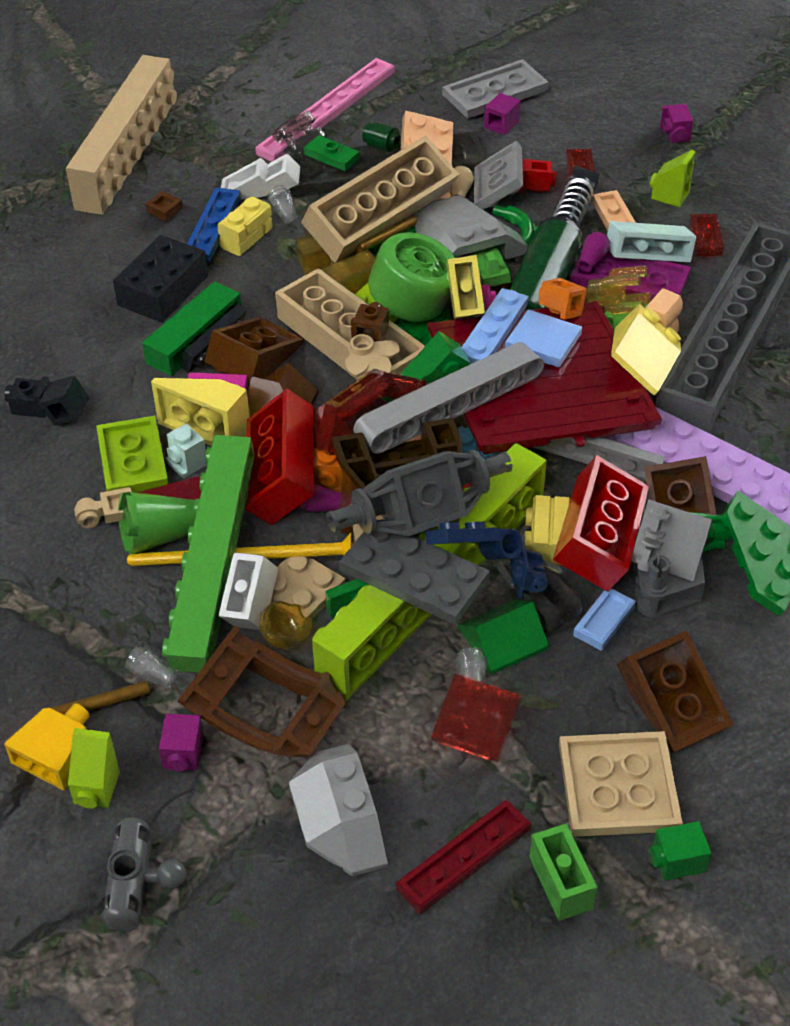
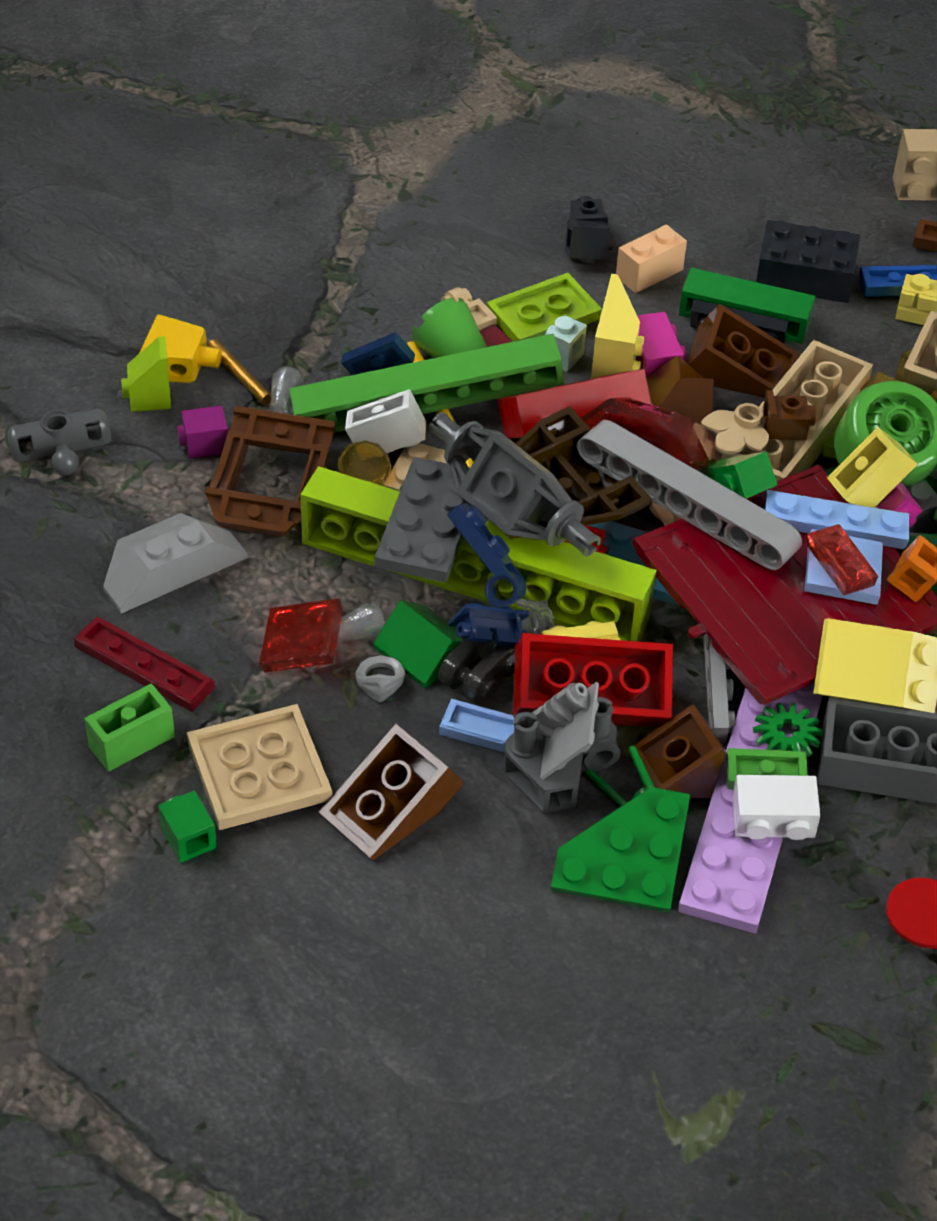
camera: 70 degrees right, 0 degrees up
(107, 368) = (651, 258): none -> light nougat brick
(155, 578) = (377, 355): none -> dark blue plate
(544, 663) = (380, 686): none -> light grey piece
(551, 330) = (841, 559): none -> clear red plate
(691, 426) = (777, 740): none -> green gear
(718, 443) = (764, 763): none -> bright green plate
(755, 448) = (776, 806): none -> white brick

